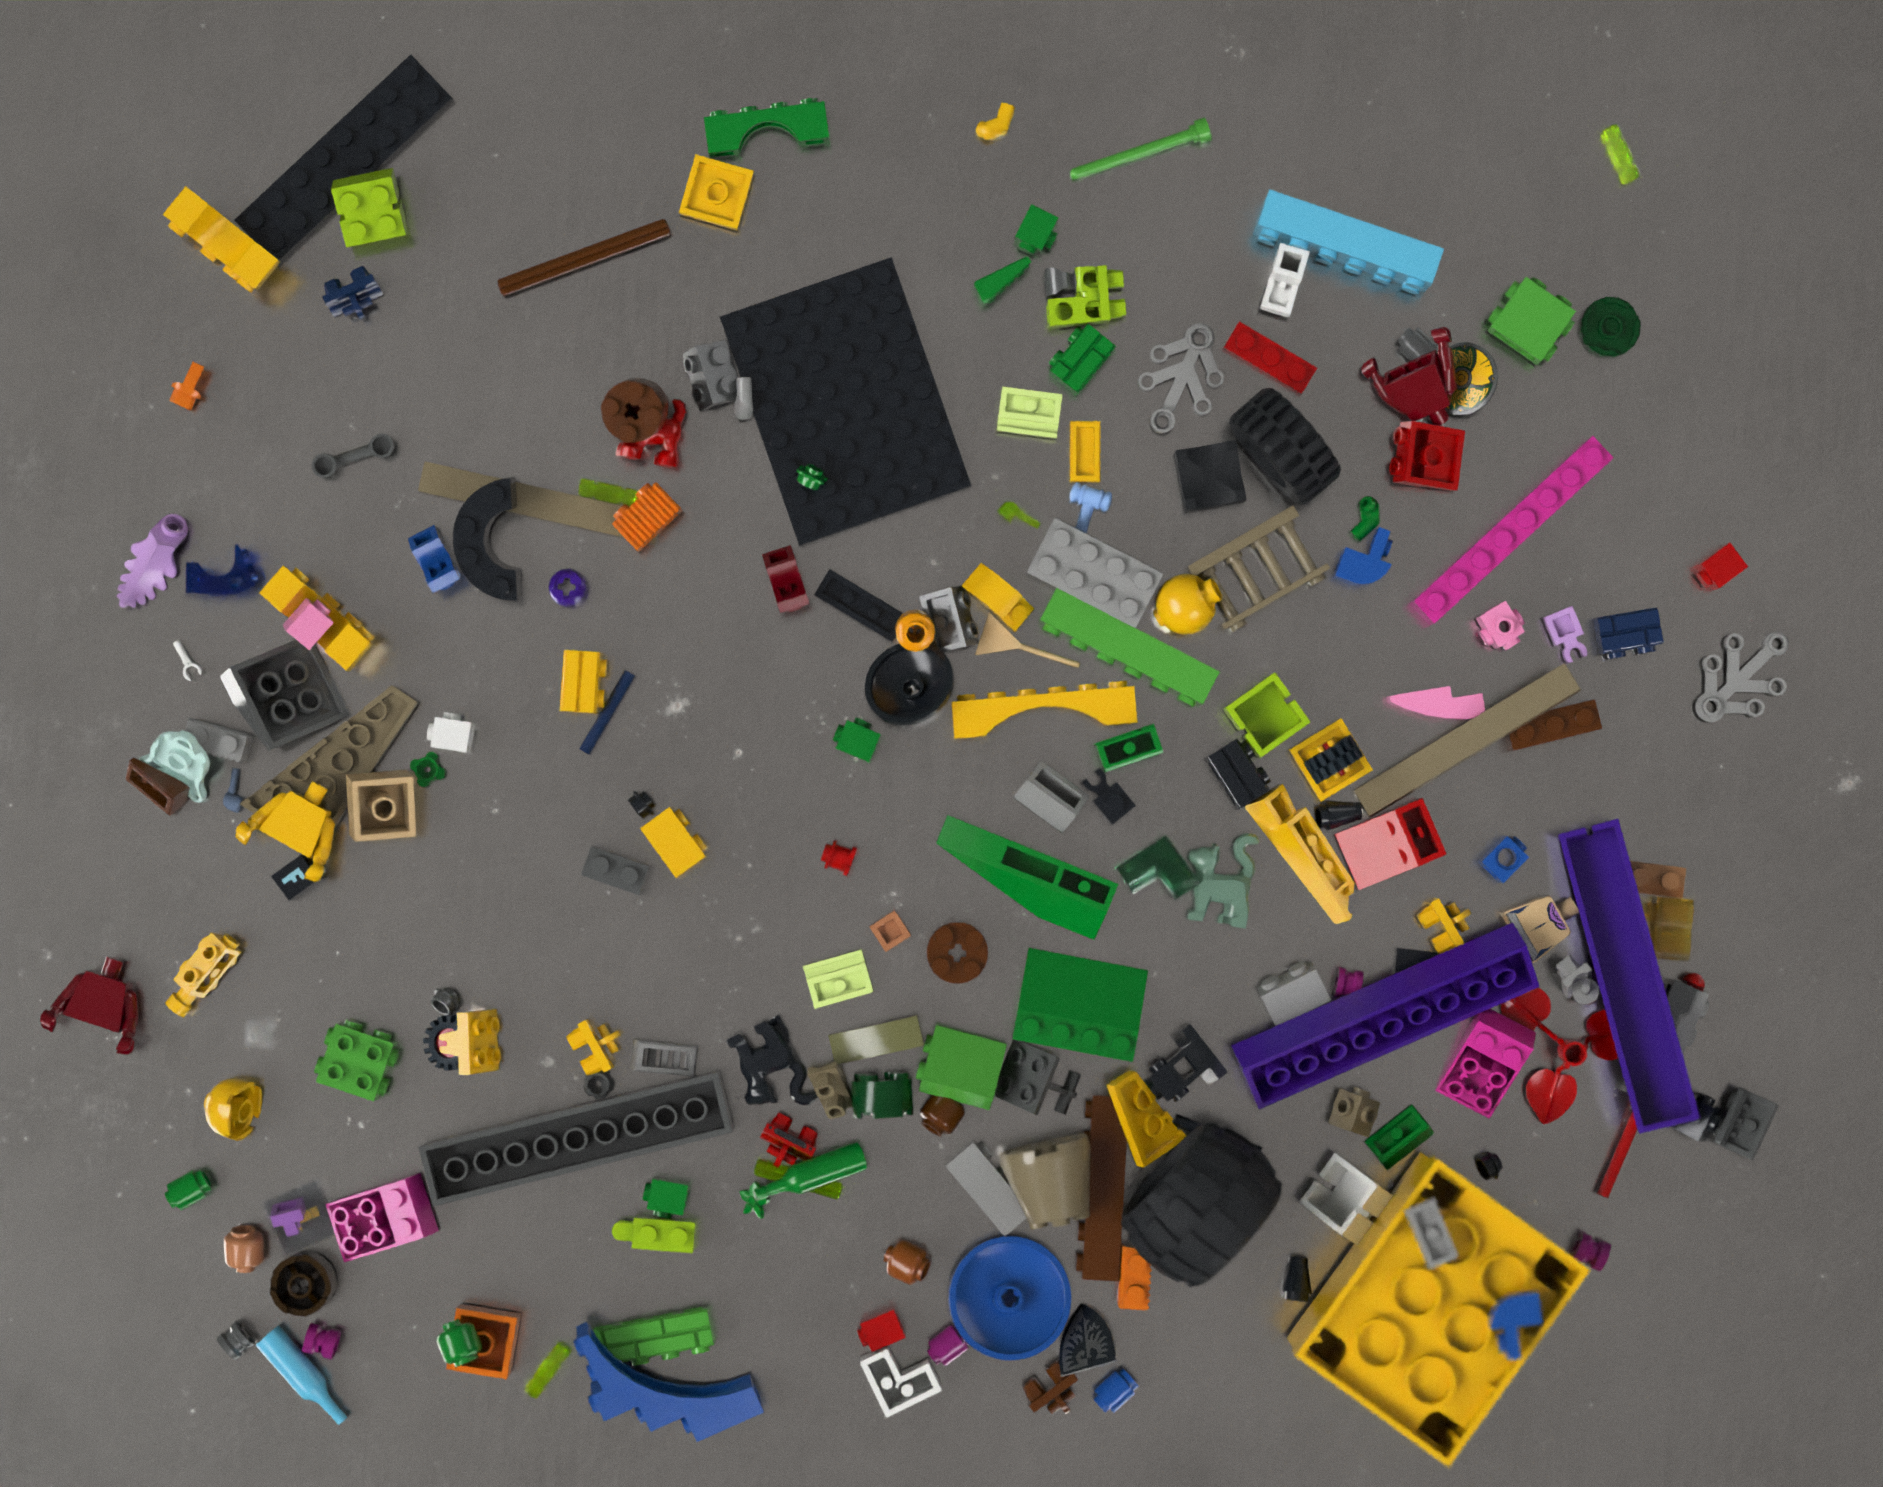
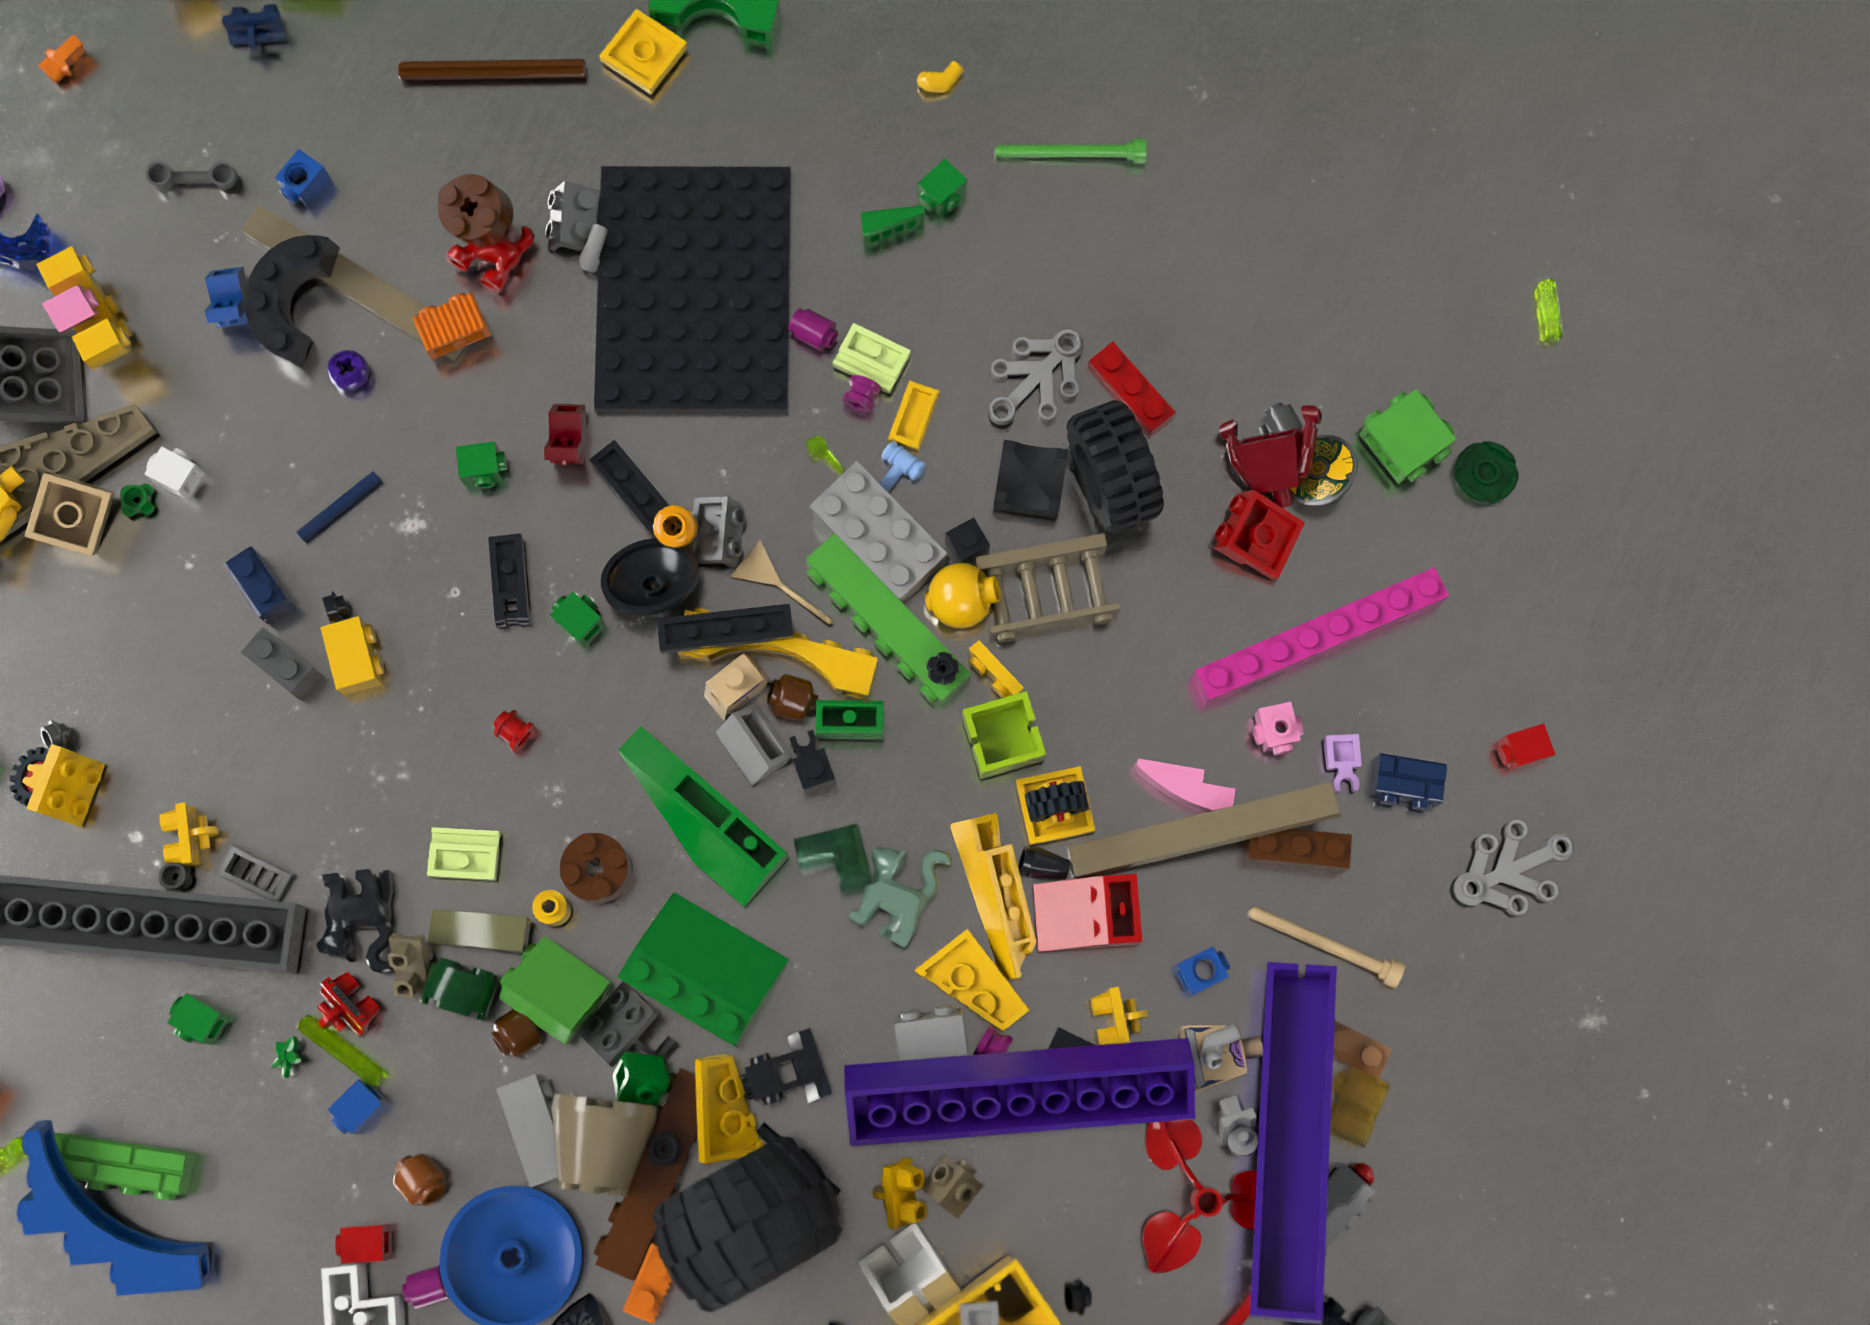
camera: 20 degrees right, 10 degrees down
(454, 411) = (302, 166): none -> blue brick
(569, 808) = (259, 585): none -> dark blue brick
(582, 682) = (324, 466): yellow brick -> none
(607, 492) = (420, 291): clear neon green axle -> none
(658, 1233) = (171, 1055): lime brick -> none
(720, 632) = (481, 464): none -> green brick
(783, 726) = (509, 579): none -> black plate
(811, 476) = (628, 341): green plate -> none
(817, 1171) = (359, 1047): green piece -> none
(832, 1222) = (357, 1107): none -> blue brick
(890, 931) = (536, 823): nougat plate -> none
(932, 989) = (559, 915): none -> yellow brick
(968, 404) = (813, 329): none -> magenta brick
(994, 708) = (725, 628): none -> black plate
(998, 596) = (773, 525): yellow brick -> none
(1019, 752) = (736, 686): none -> tan torso
(1032, 449) = (861, 393): none -> magenta wheel
(1064, 1116) = (640, 1078): none -> green brick
(1070, 745) = (792, 697): none -> reddish brown head
(1081, 359) = (941, 323): green brick -> none
(1091, 299) = (969, 274): lime hips -> none
(1106, 1158) = (665, 1139): none -> black plate
(1174, 554) = (967, 542): none -> black brick
(1194, 685) = (942, 677): none -> black plate
(1238, 774) = (954, 785): black brick -> none
(1249, 667) = (985, 662): none -> yellow plate
(1284, 280) = (1172, 312): white brick -> none
(1311, 932) = (975, 980): none -> yellow wing
(1311, 1133) = (898, 1193): none -> yellow hips
(1348, 242) = (1246, 297): medium azure brick -> none
(1365, 569) = (1155, 624): blue brick -> none
(1369, 518) = (1178, 577): green arm -> none
(1399, 1137) = (992, 1232): green slope -> none
(1486, 1061) = (1112, 1182): dark pink slope -> none
(1536, 920) = (1214, 1044): none -> light grey arm
(1662, 803) = (1388, 971): none -> tan piece

